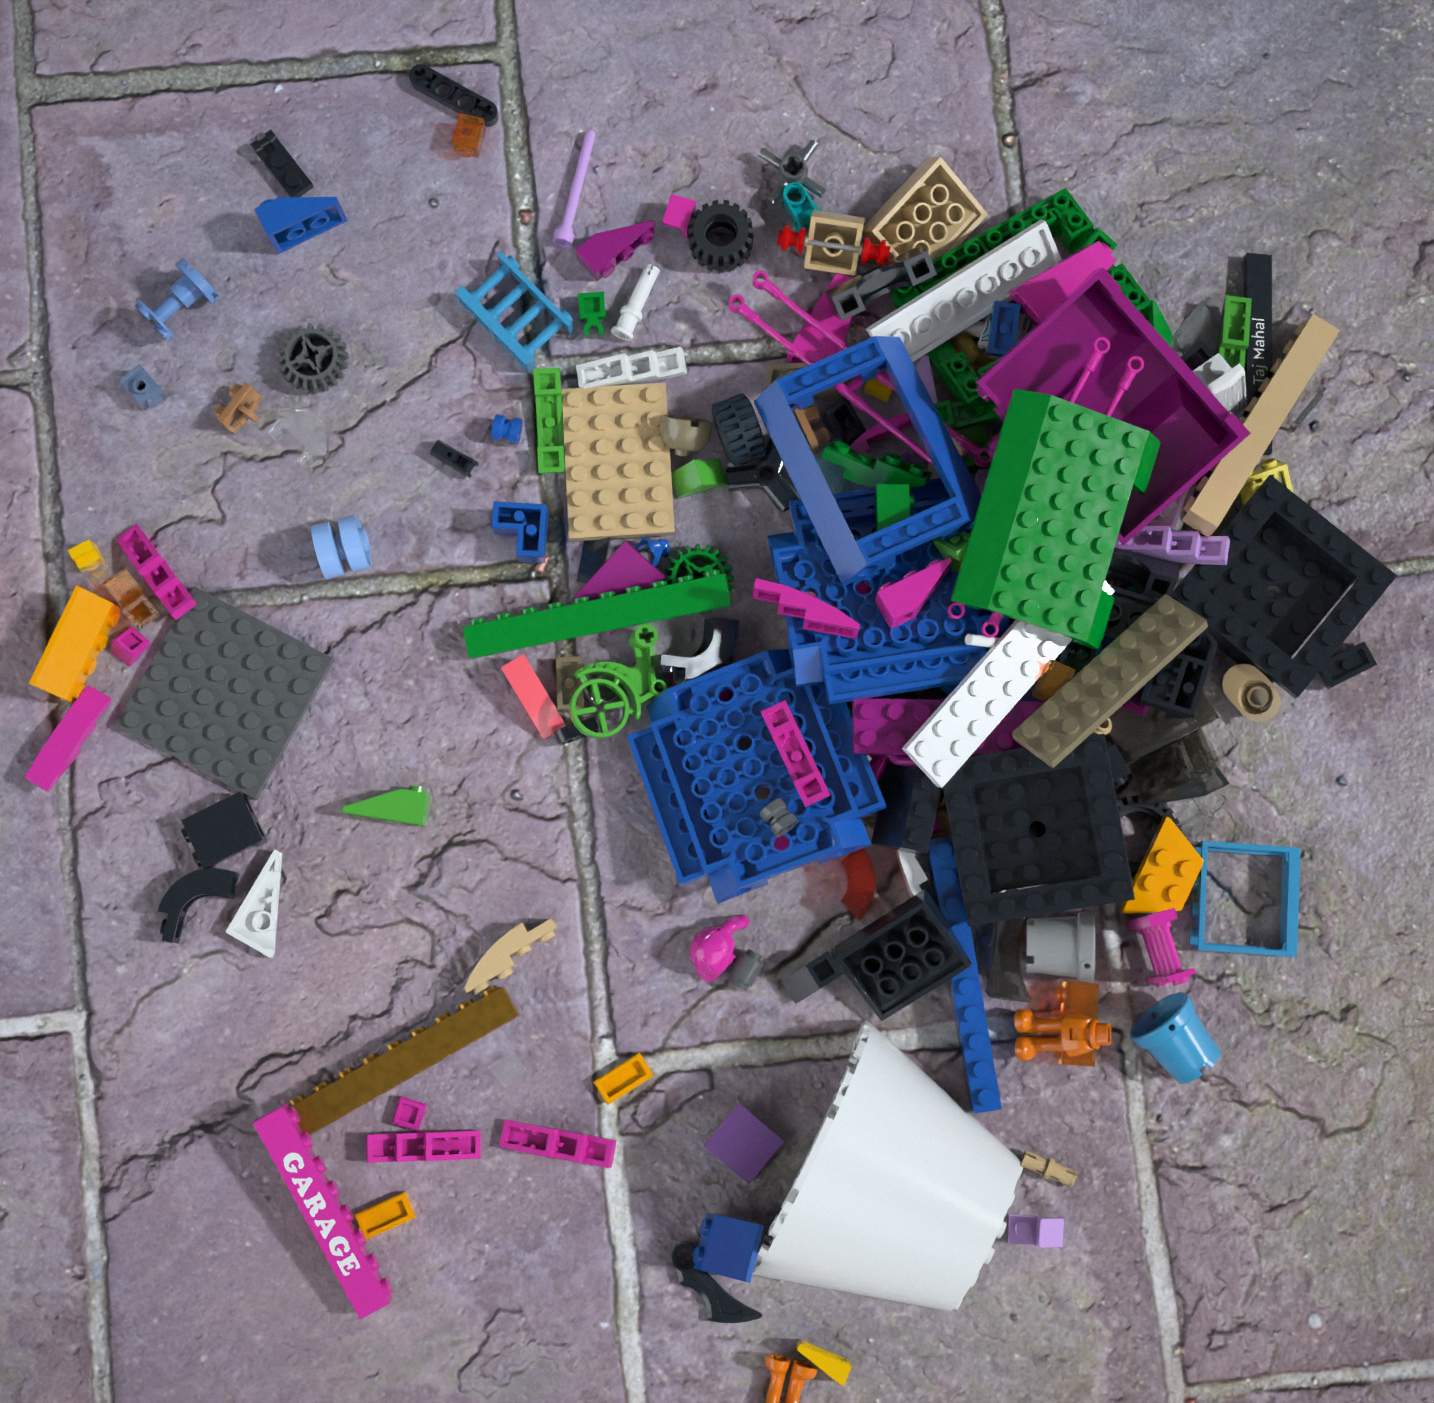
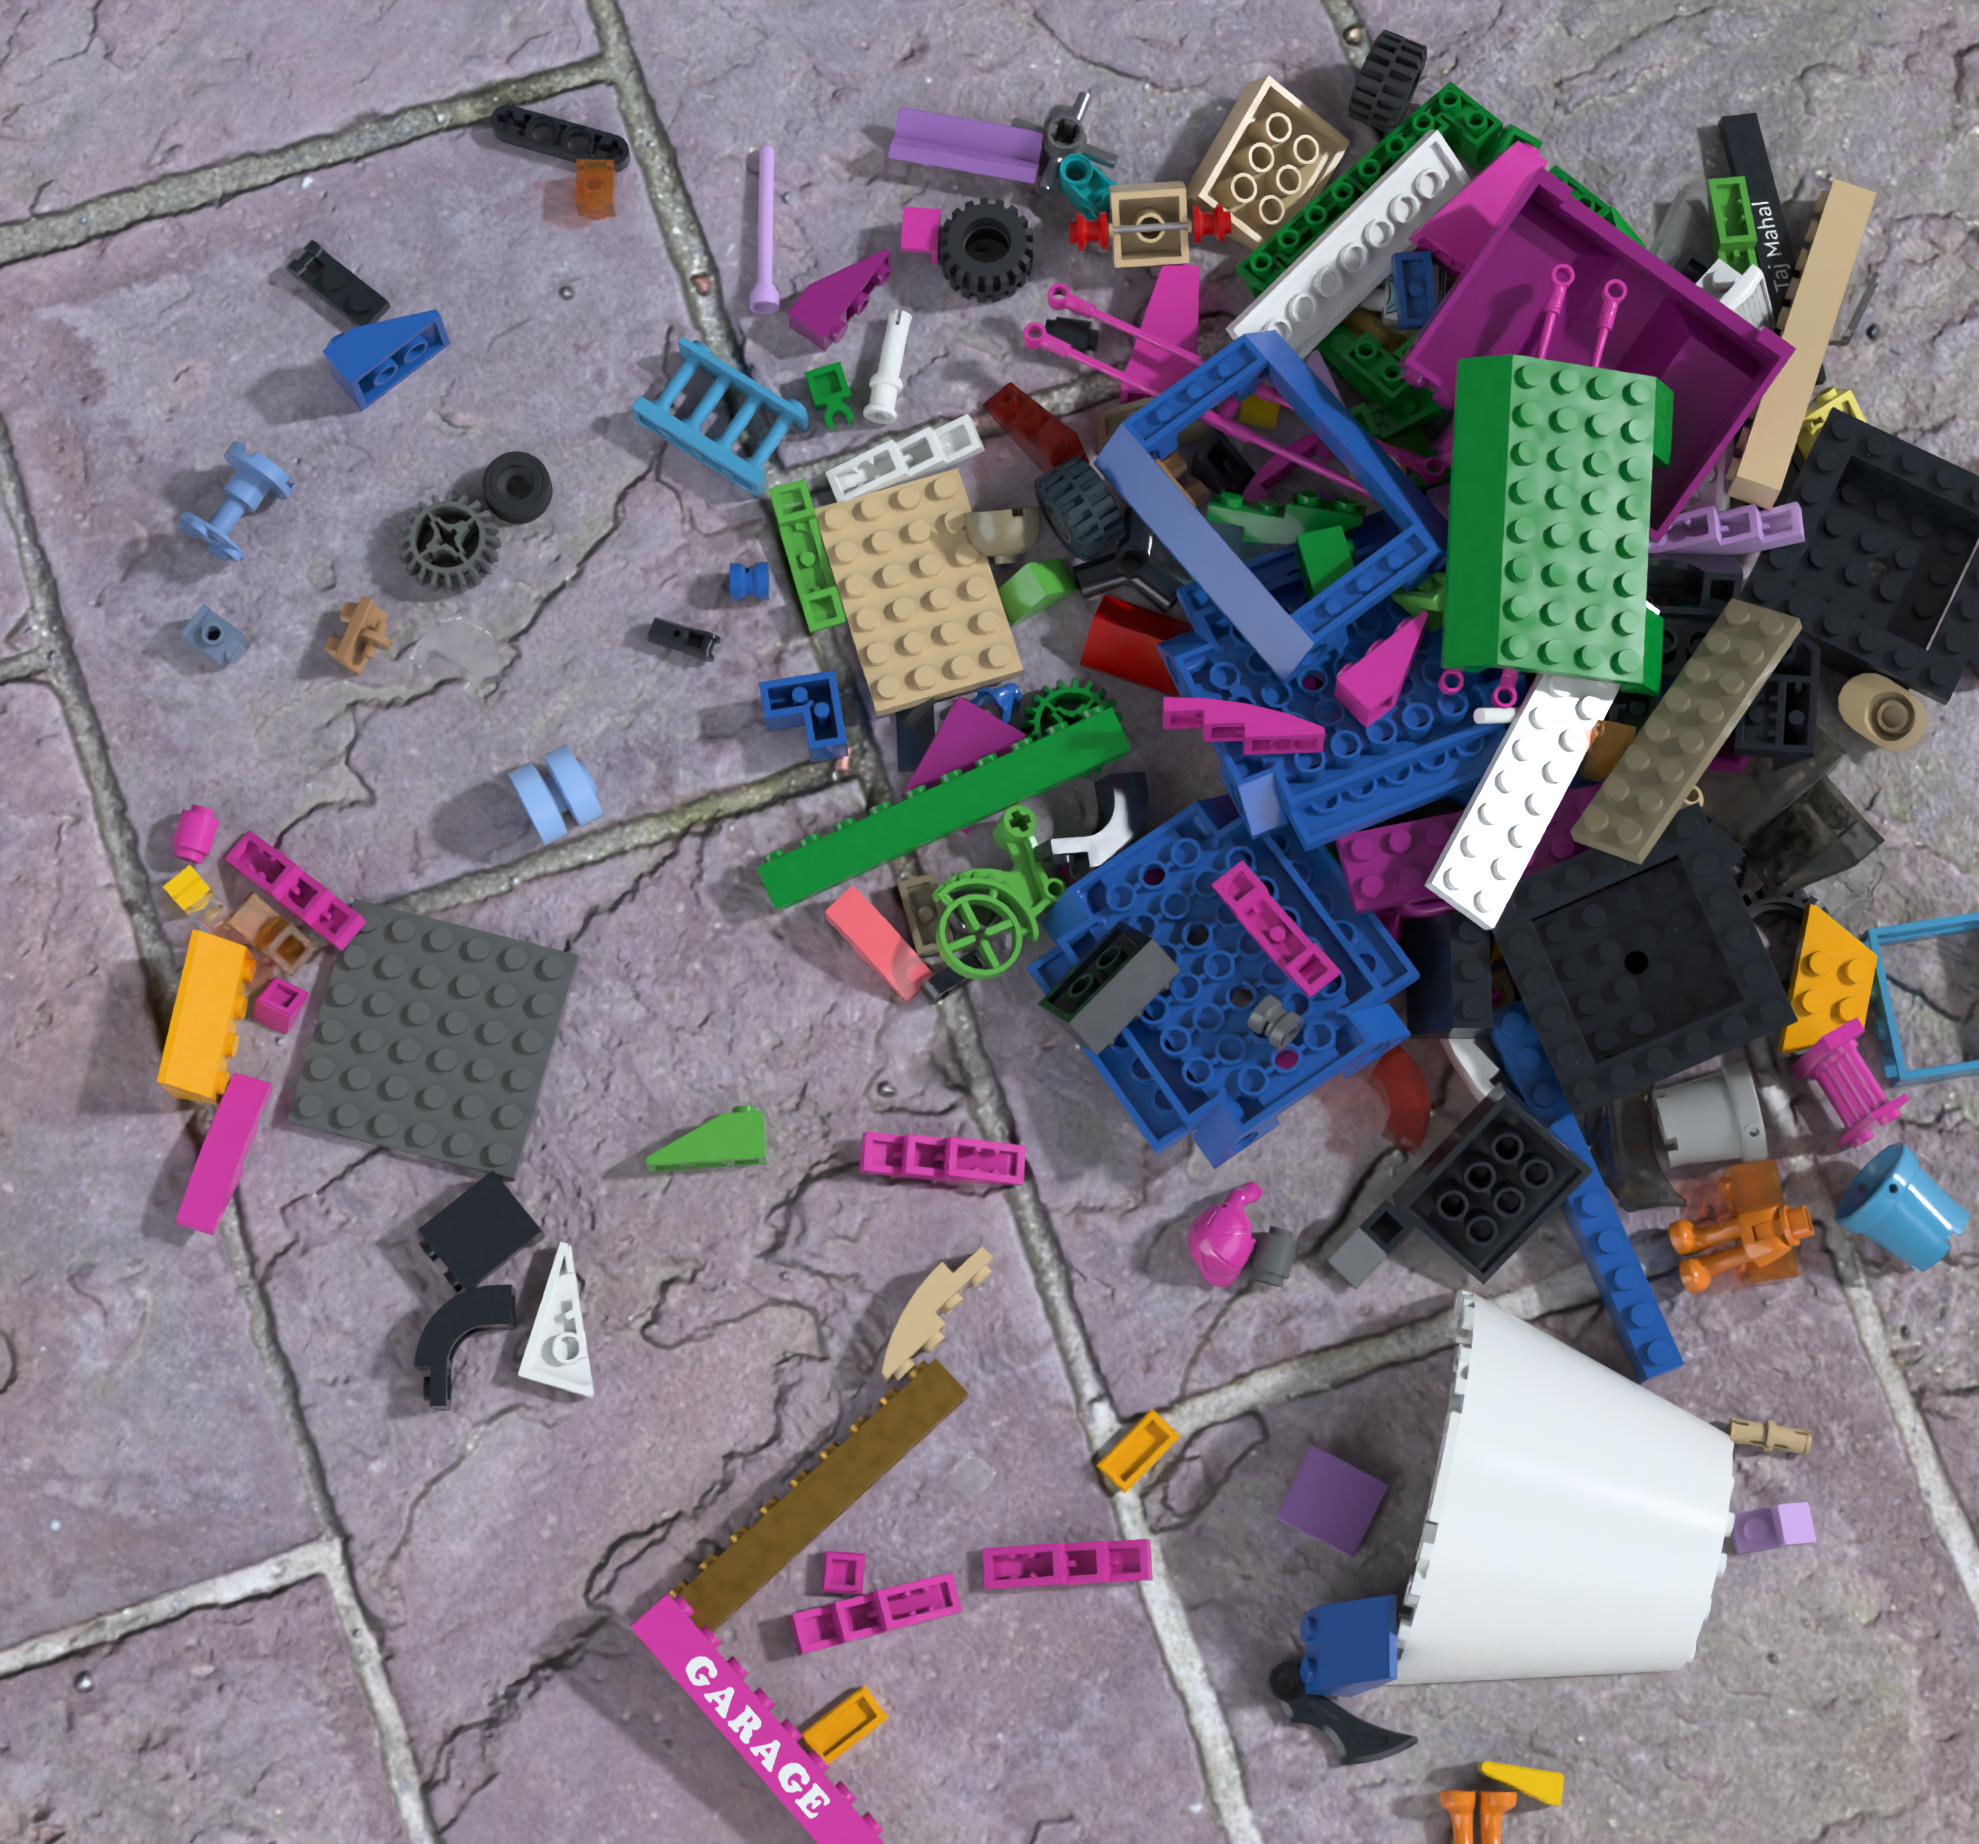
camera: 15 degrees left, 5 degrees down
(99, 518) = (194, 834): none -> dark pink brick
(367, 344) = (517, 508): none -> black tyre
(541, 851) = (942, 1158): none -> dark pink slope
(675, 766) = (1110, 987): none -> black slope
(723, 367) = (1034, 428): none -> clear red slope
(725, 160) = (967, 145): none -> medium lavender panel
(749, 524) = (1125, 644): none -> red slope
(765, 307) = (1074, 332): none -> black brick
(896, 273) = (1250, 244): black arch -> none
(1021, 178) = (1387, 81): none -> black tyre

